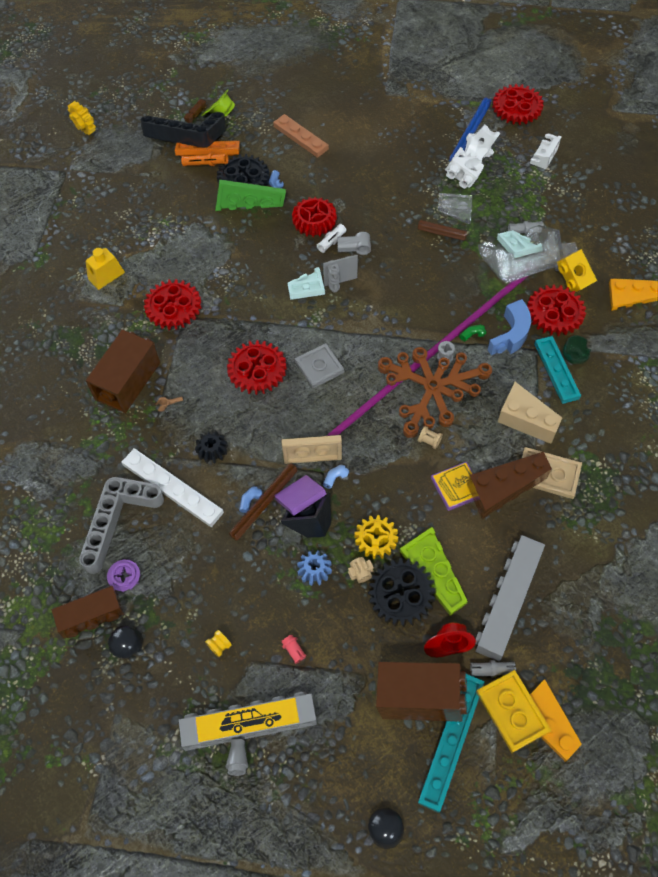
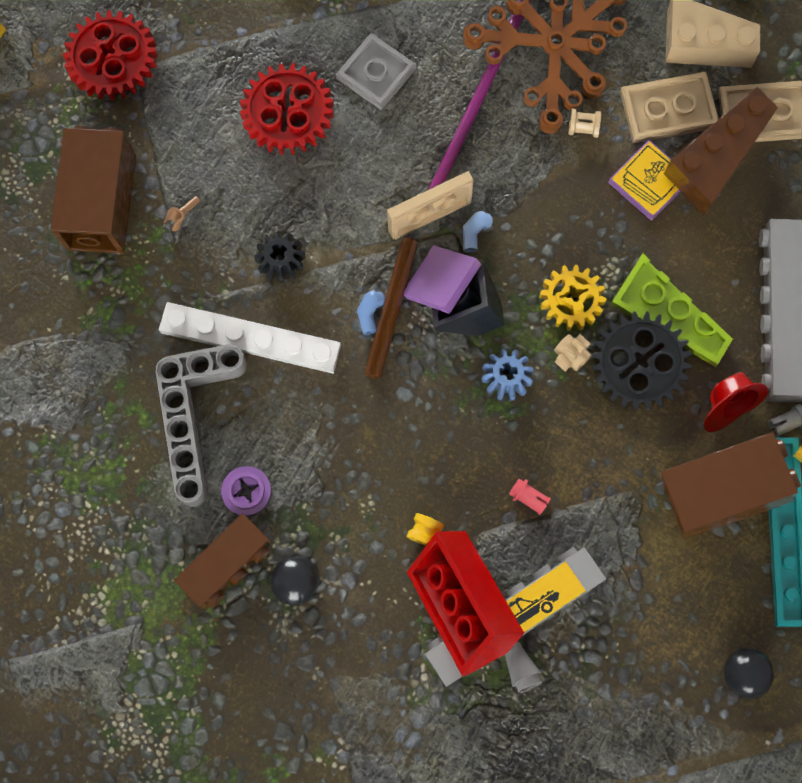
camera: 20 degrees left, 15 degrees up
(218, 695) = (464, 601): none -> red slope
(487, 447) = (669, 107): none -> tan tile

